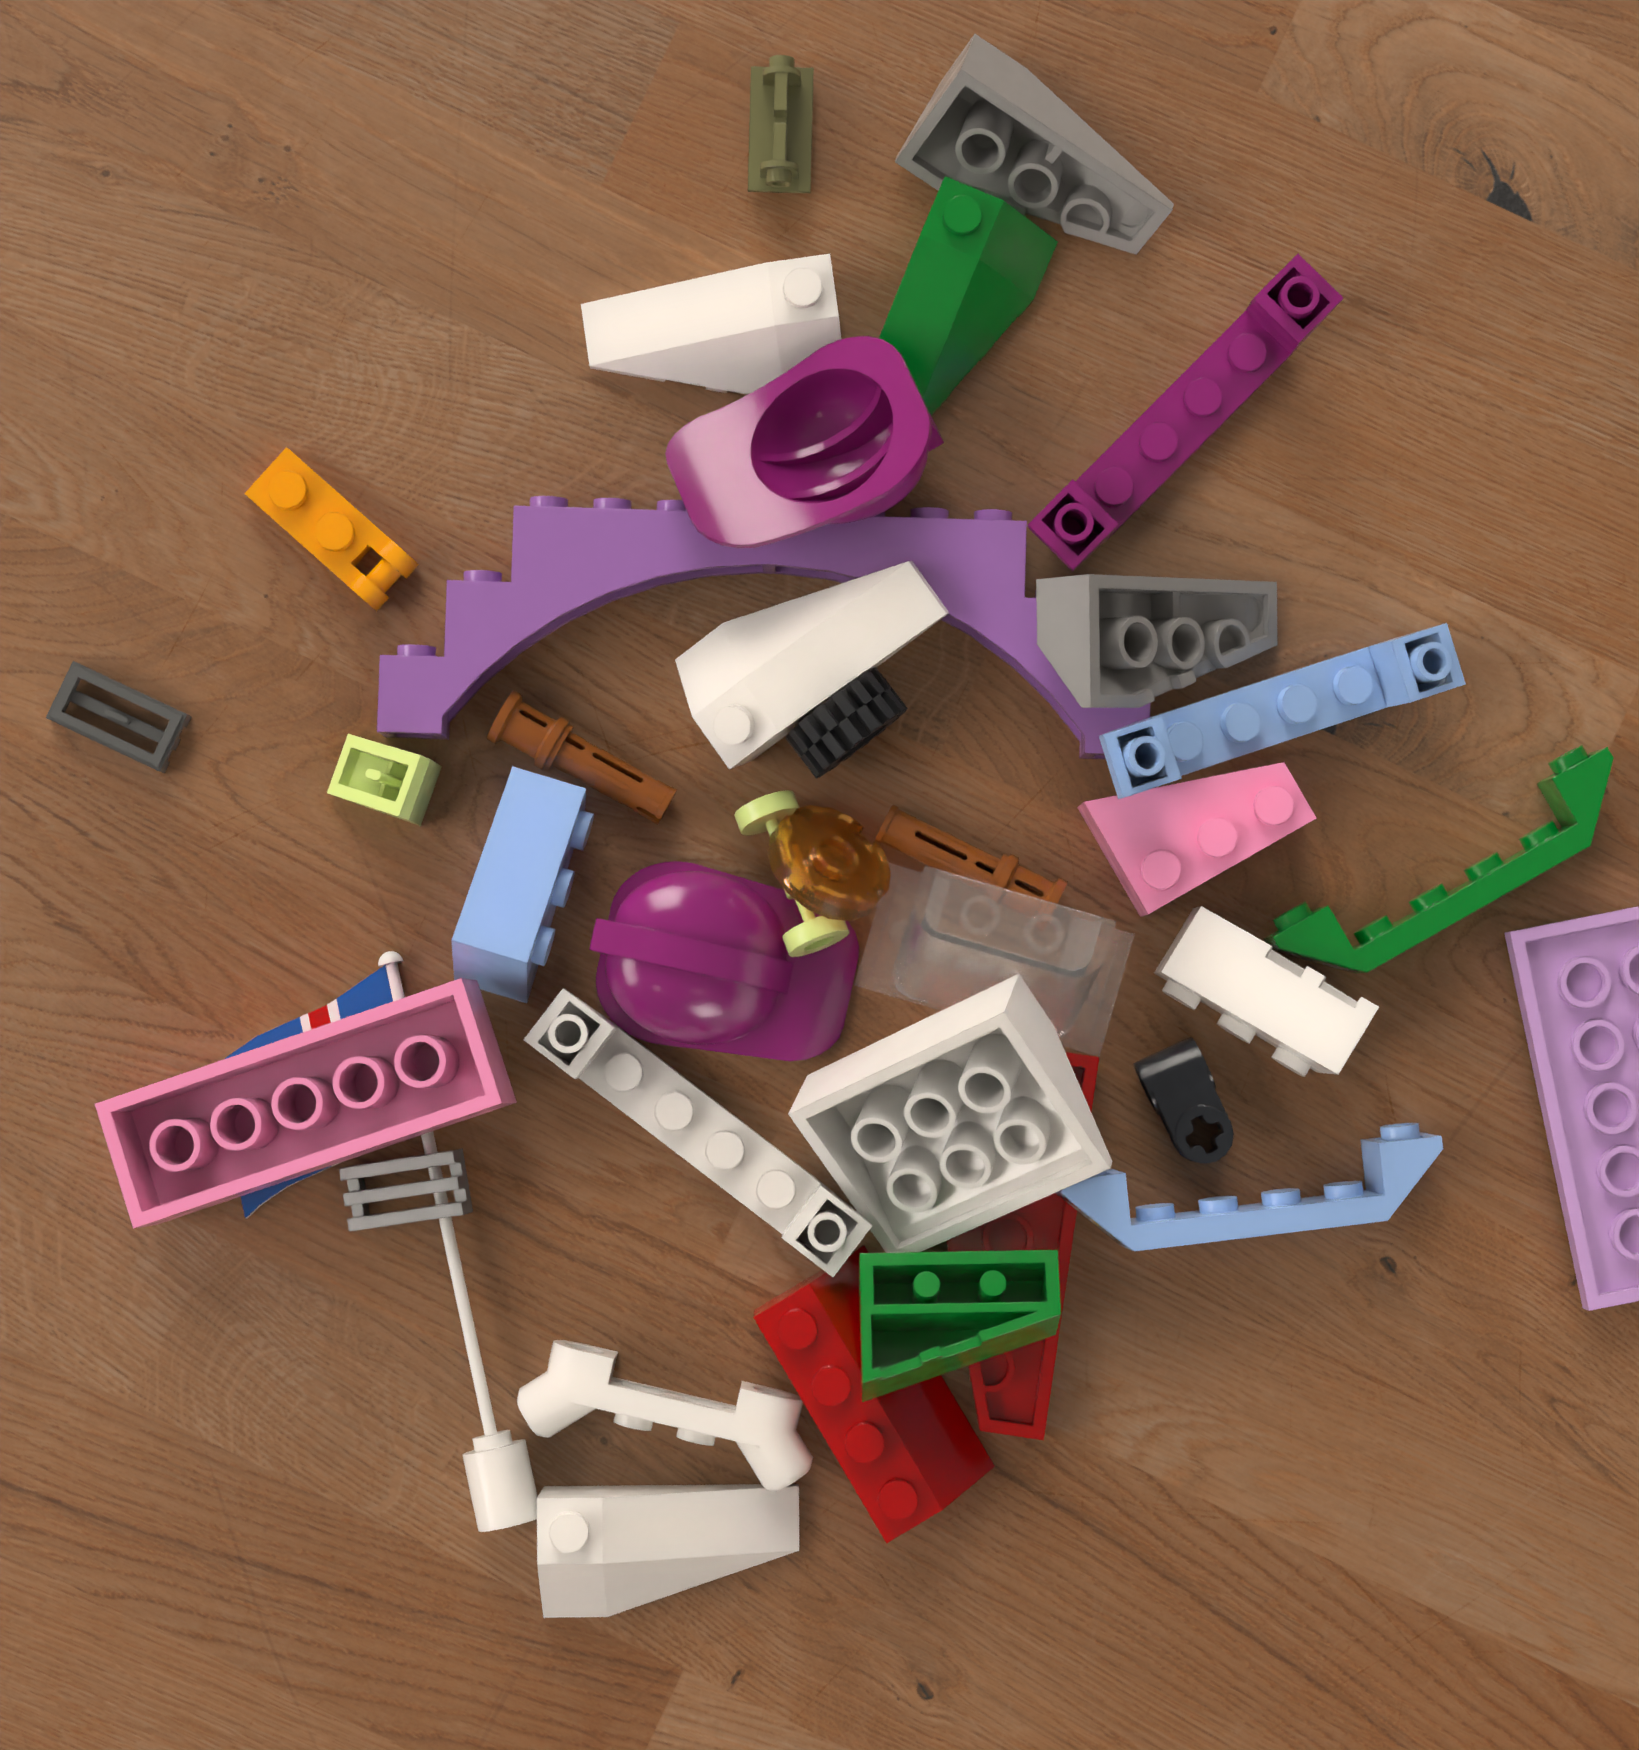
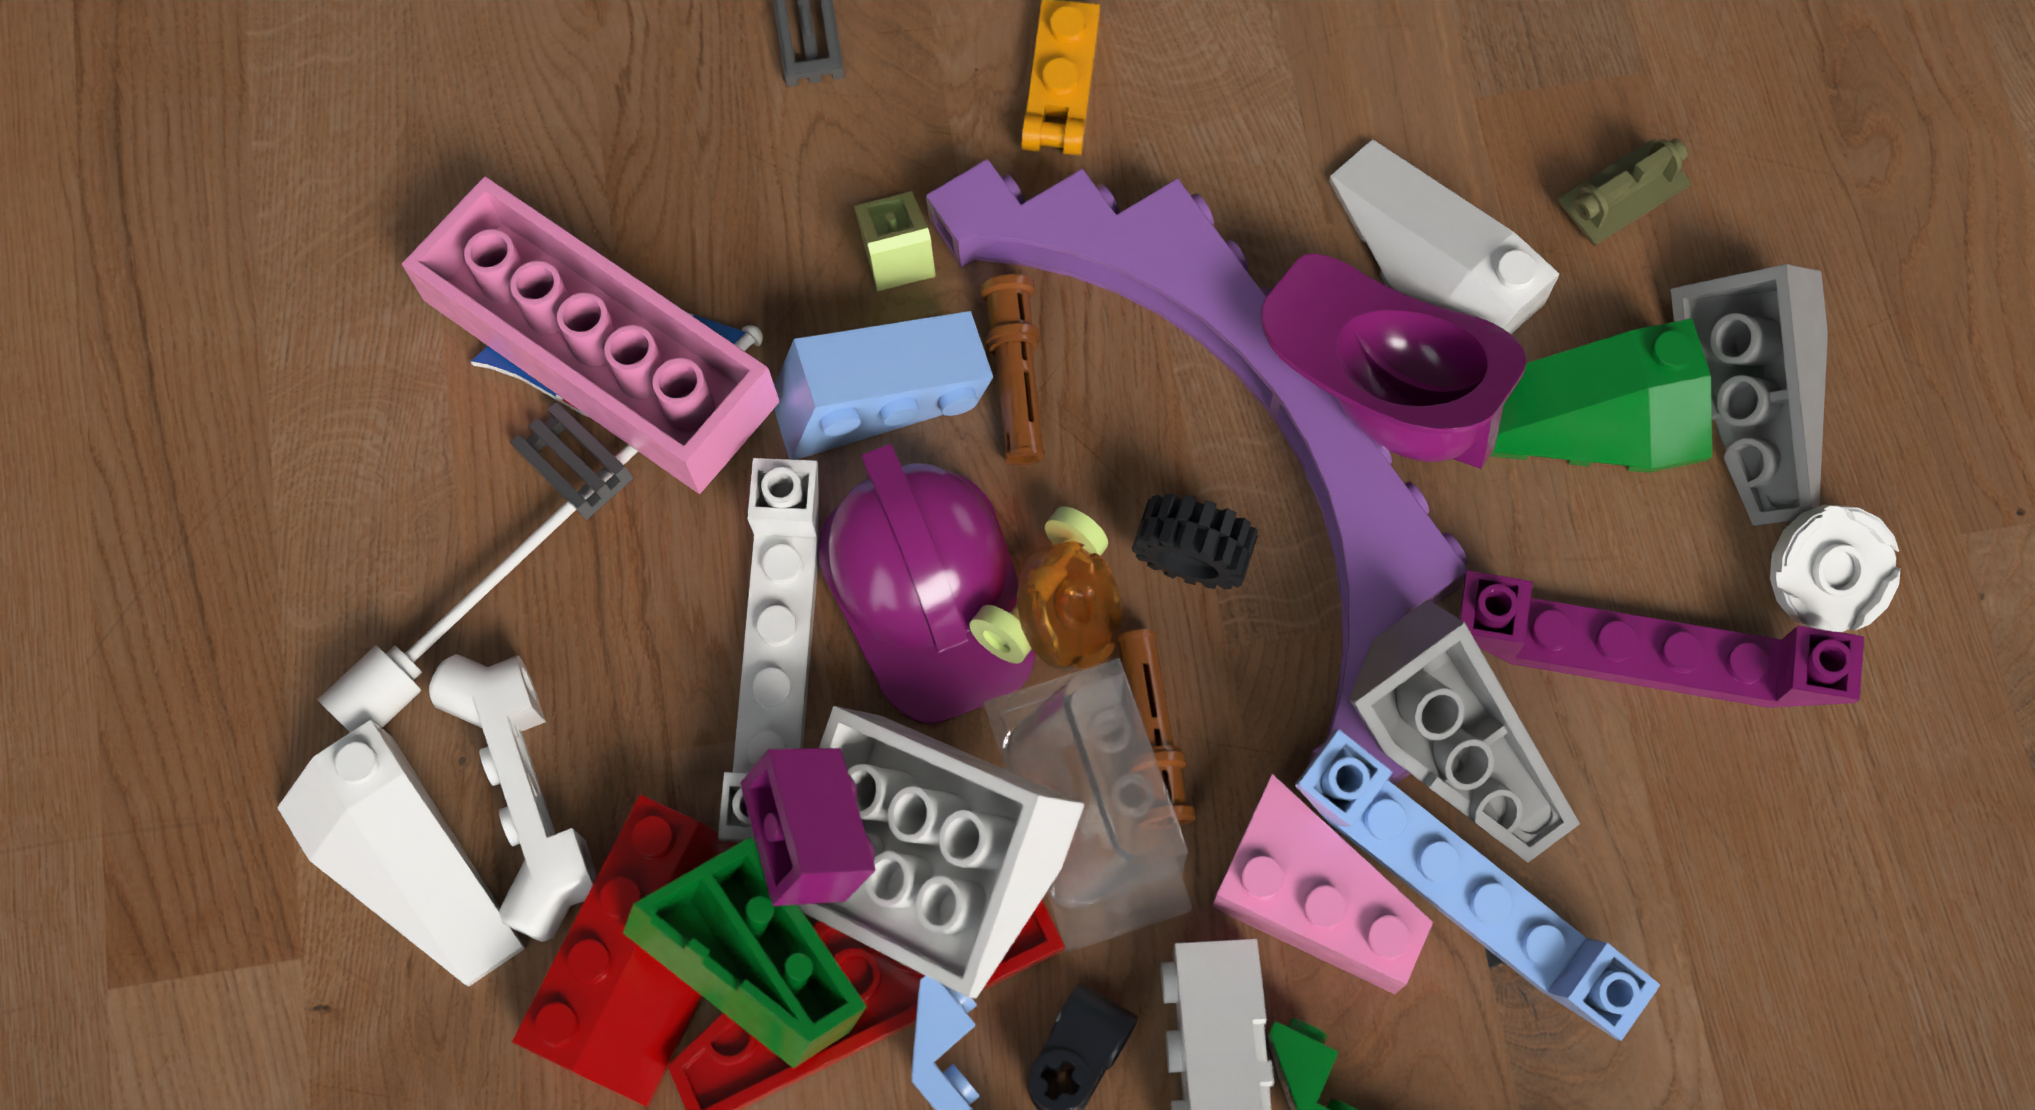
camera: 60 degrees right, 15 degrees down
(779, 664) = (1200, 451): white wedge -> none
(883, 1202) = (807, 826): none -> magenta brick
(1221, 223) = (1835, 568): none -> white tile

